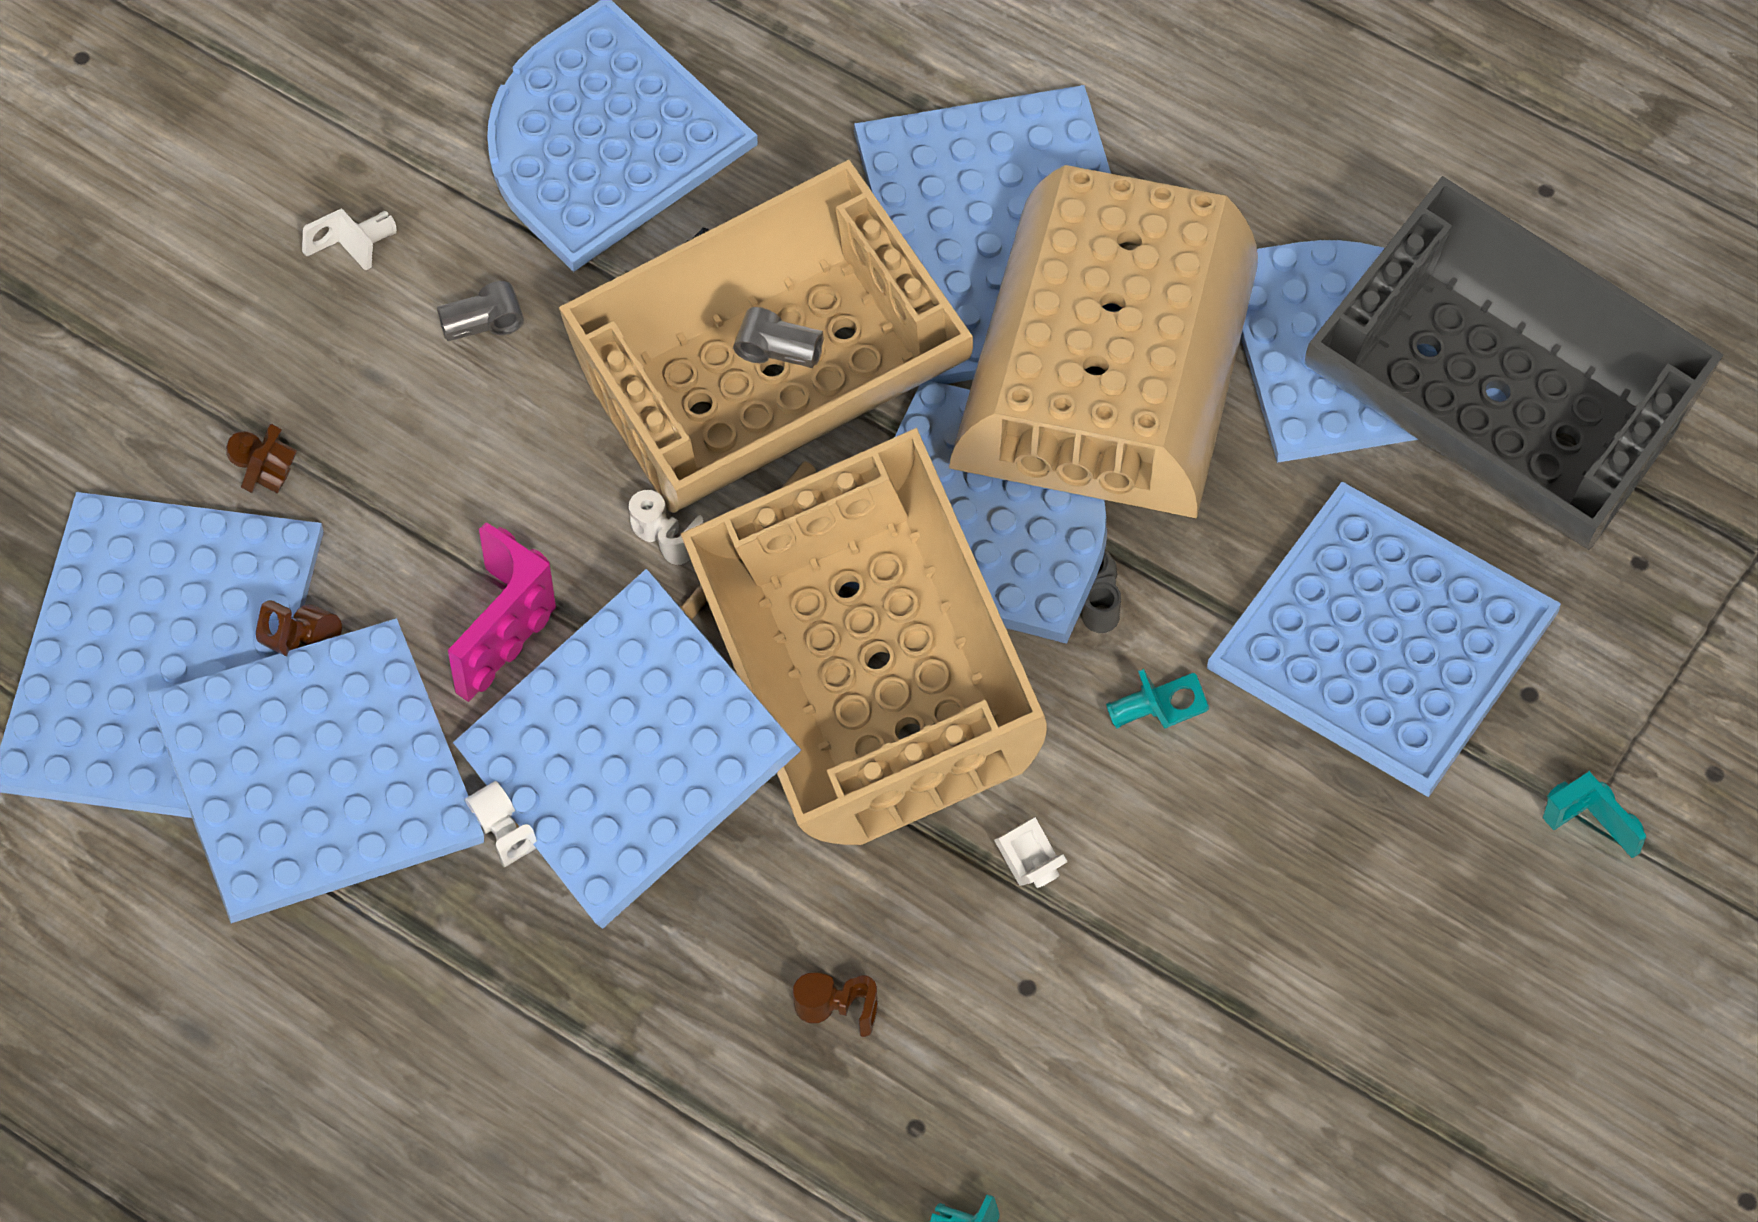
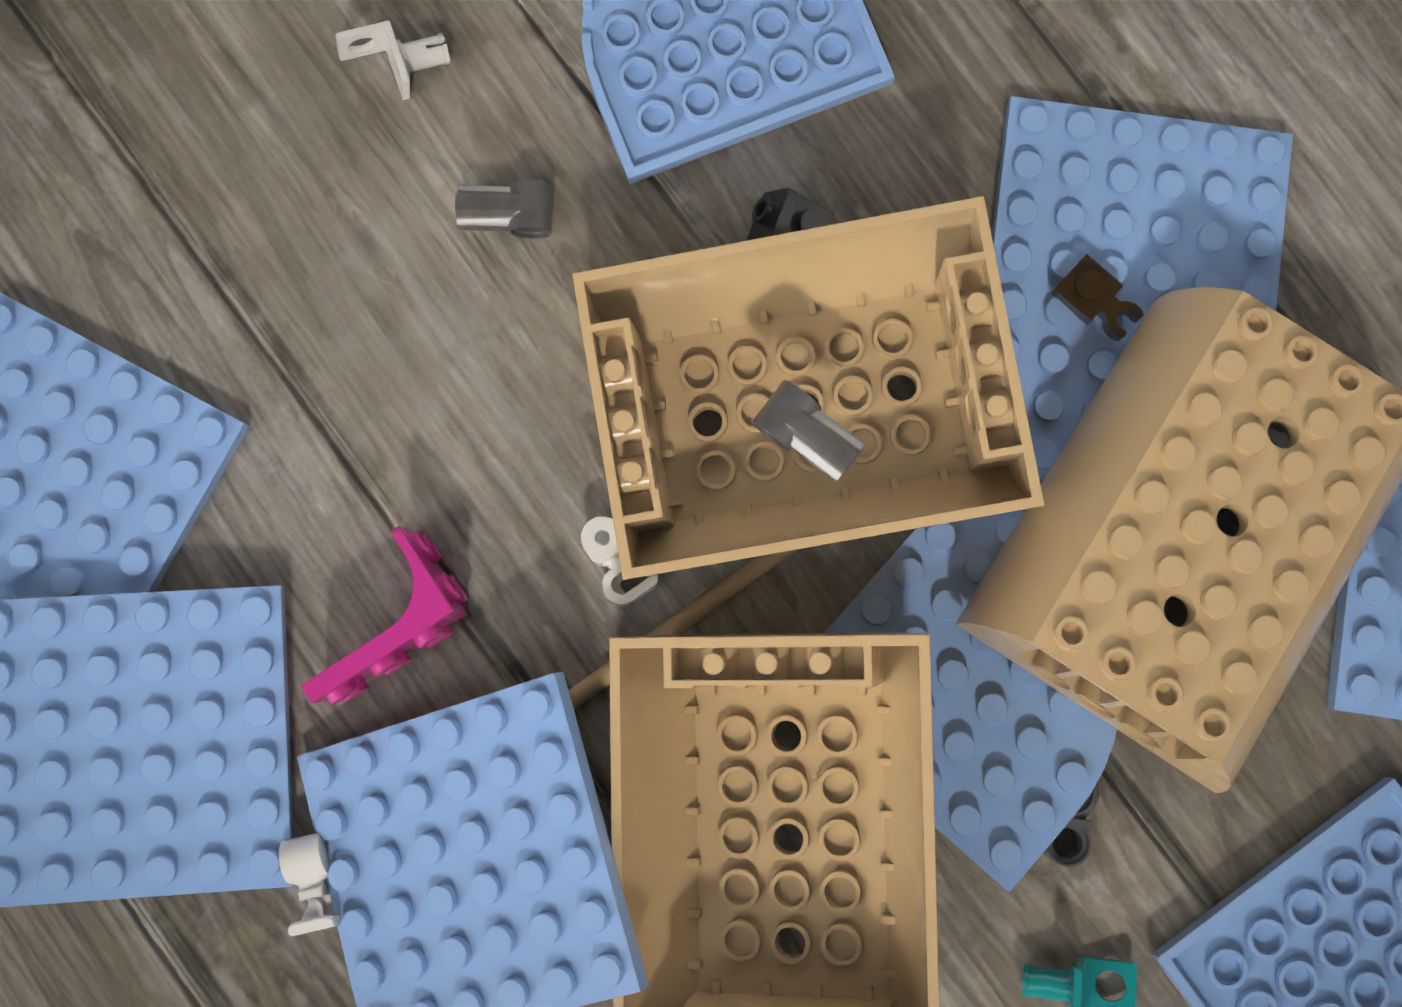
camera: 15 degrees right, 25 degrees up
(265, 462) = (192, 323): reddish brown hips -> none
(307, 626) = (187, 561): reddish brown leg -> none
(970, 227) = (1091, 292): none -> dark brown plate

